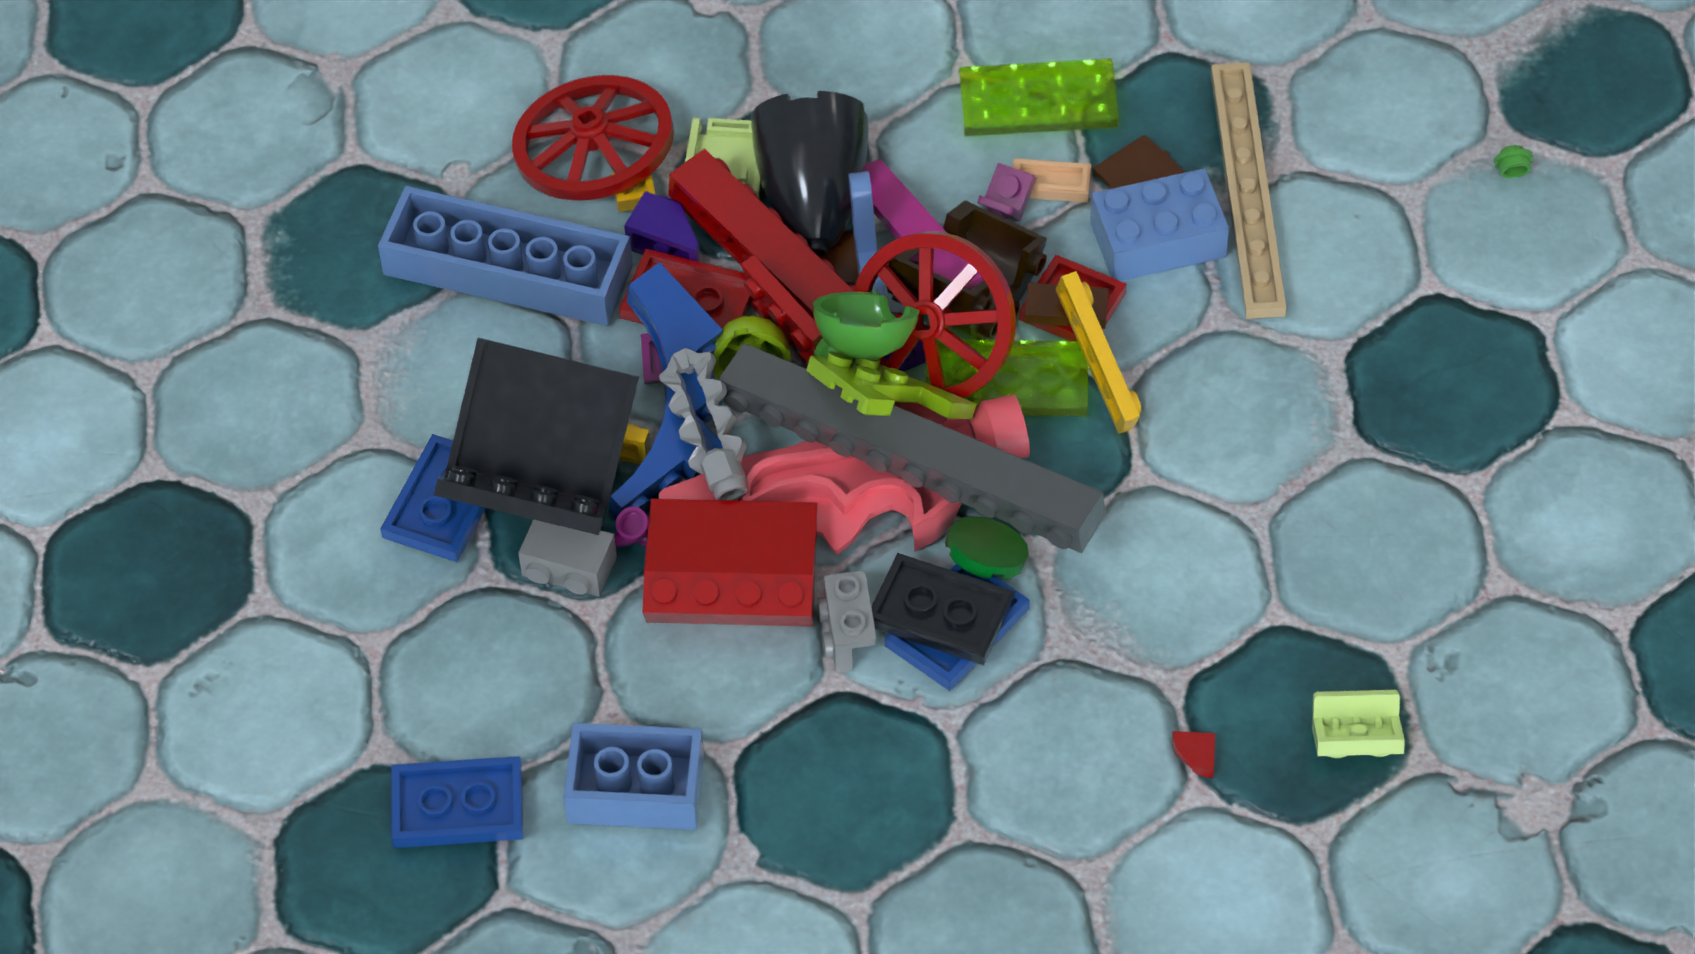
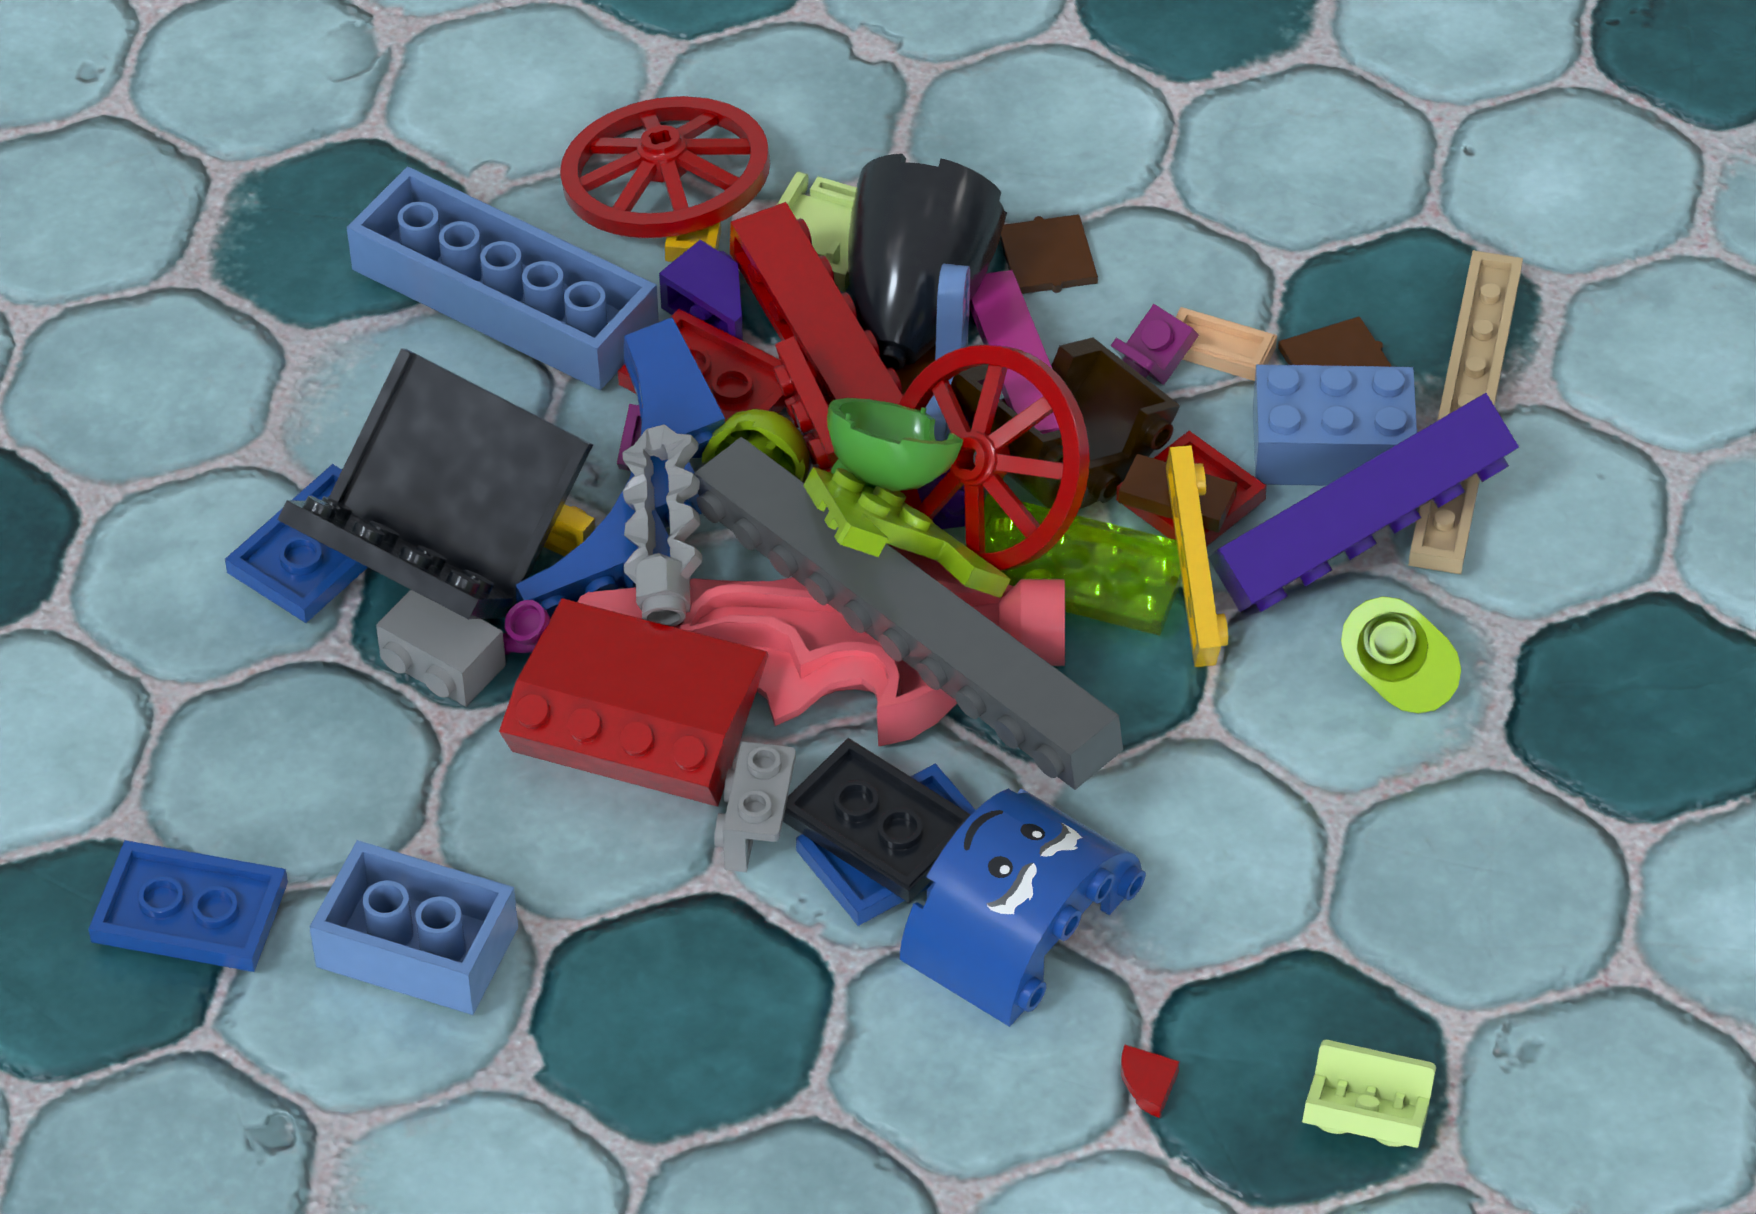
camera: 15 degrees right, 5 degrees down
(901, 138) = (1048, 254): none -> reddish brown piece
(986, 547) = (966, 759): green tile -> none
(1038, 97) = (1239, 242): clear neon green plate -> none
(1058, 645) = (1007, 895): none -> blue cylinder
(1205, 282) = (1362, 503): none -> dark purple brick
(1268, 390) = (1401, 654): none -> lime piece

